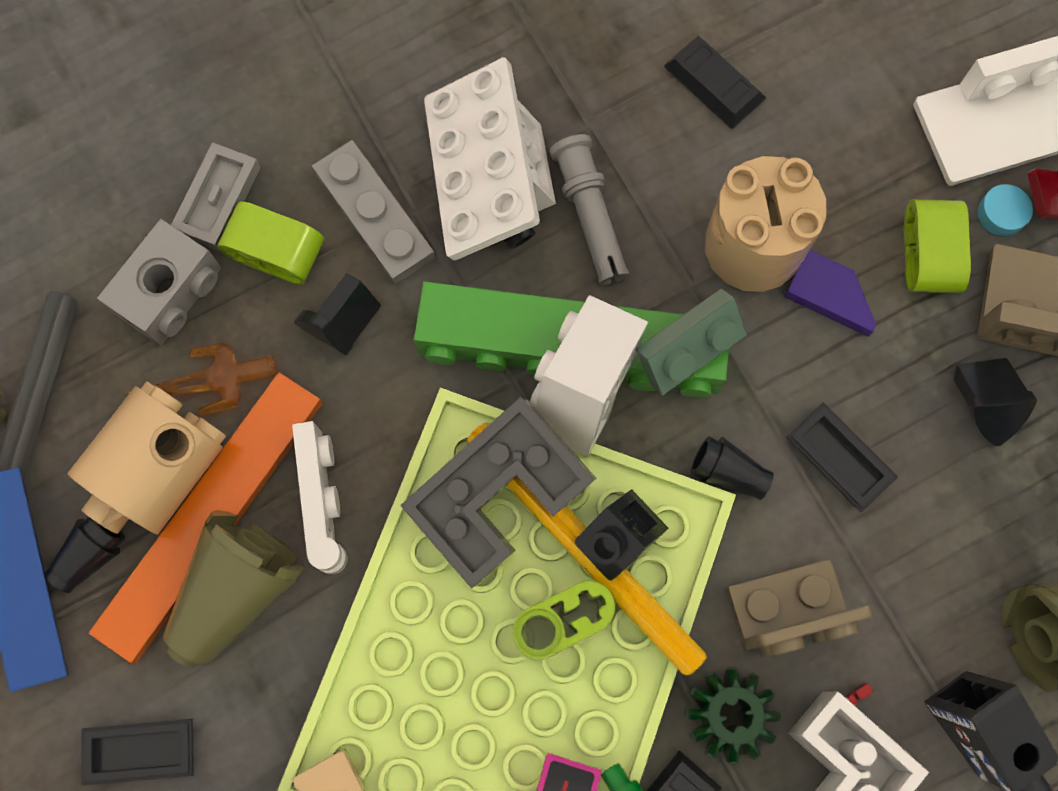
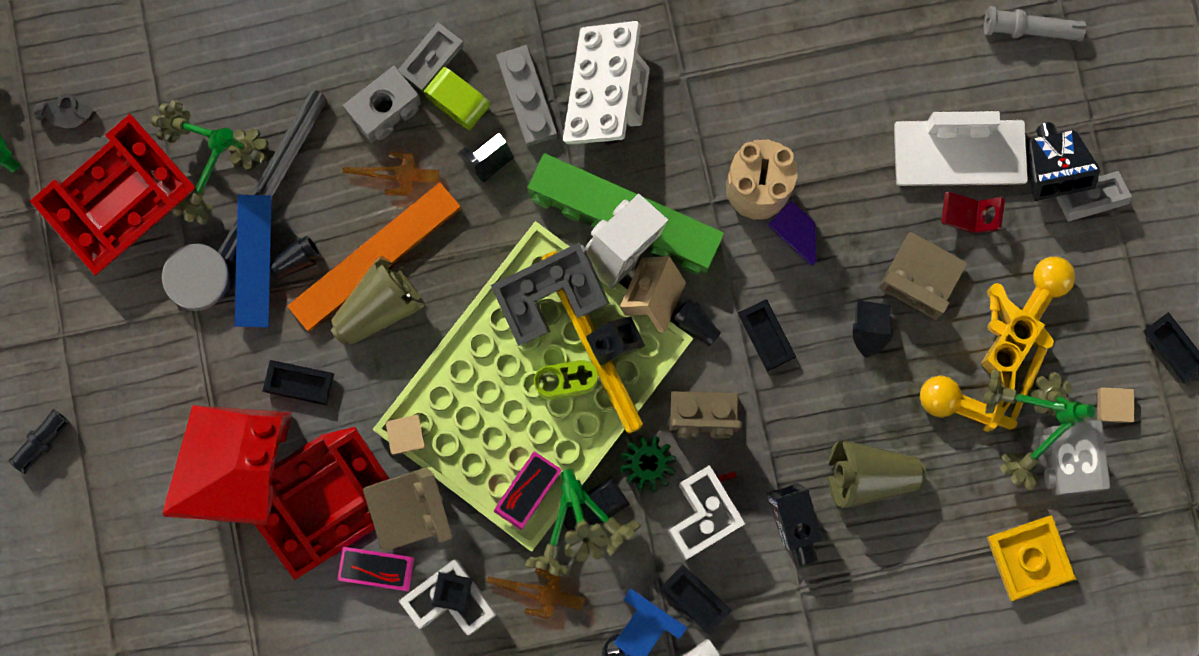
camera: 15 degrees right, 5 degrees up
(134, 476) = (348, 213): tan cylinder -> none
(318, 500) = (443, 268): white plate -> none
(585, 189) = (663, 120): light grey pin -> none
(653, 441) = (654, 291): none -> tan panel
(691, 341) = (692, 239): sand green plate -> none
(715, 82) = (771, 72): black tile -> none
(937, 246) = (872, 222): lime beam -> none
(1005, 210) = (926, 211): medium azure tile -> none

